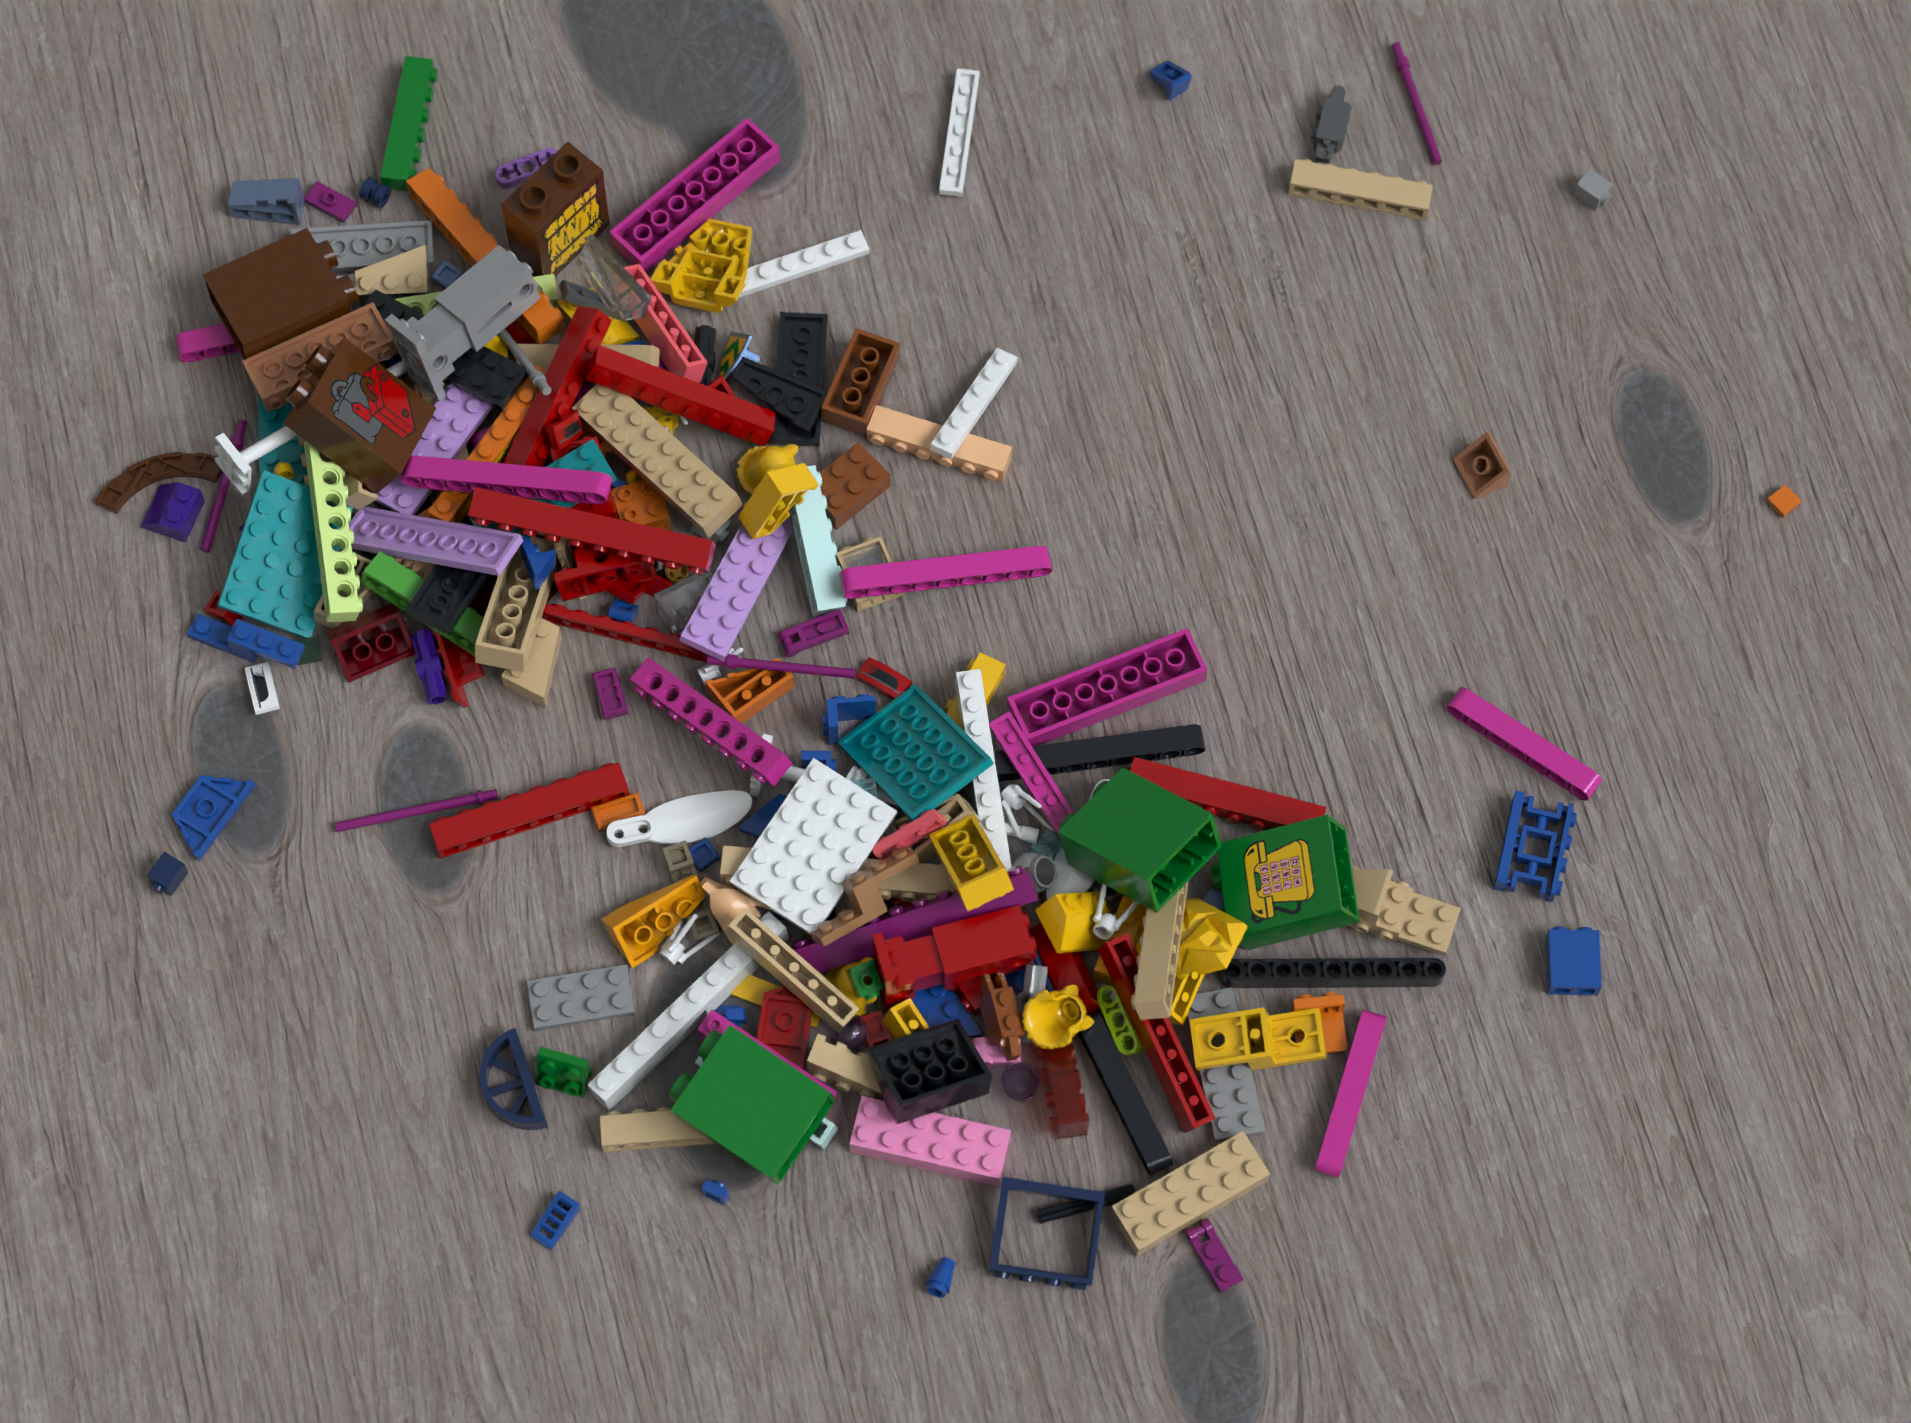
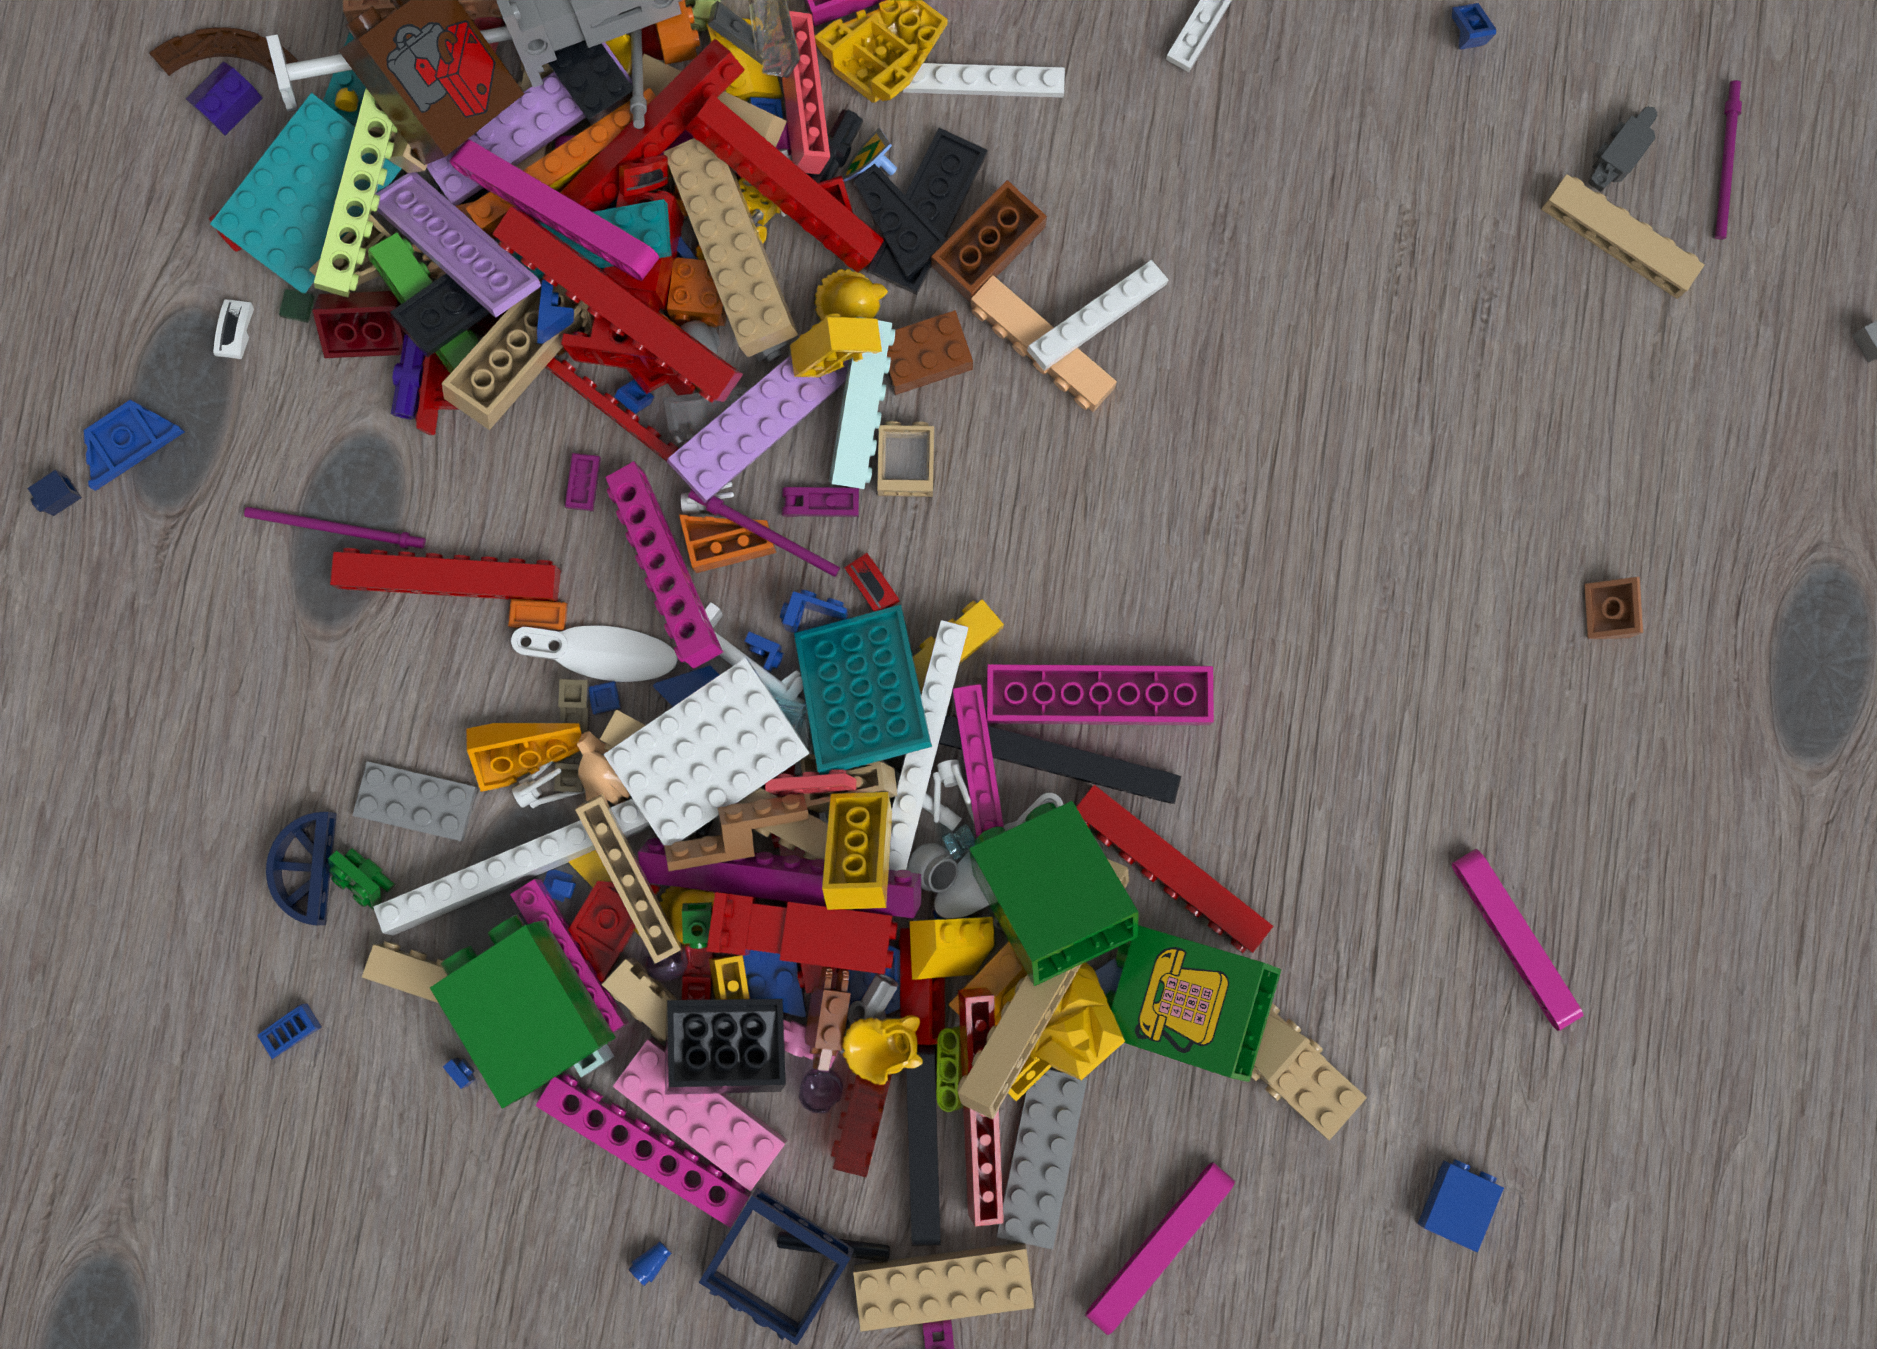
camera: 25 degrees right, 15 degrees up
(238, 442) = (317, 47): magenta bar -> none
(246, 641) = (234, 272): blue bracket -> none
(537, 677) = (523, 420): tan wedge -> none
(906, 1199) = (554, 1103): none -> dark pink brick
(945, 572) = (983, 495): dark pink beam -> none
(1107, 923) = (981, 963): white plant -> none
(1258, 1038) = (1087, 1153): yellow bracket -> none
(1332, 1019) = (1159, 1160): orange bracket -> none
(1342, 965) = (1214, 1110): black beam -> none
(1515, 842) = (1458, 1046): blue fence -> none

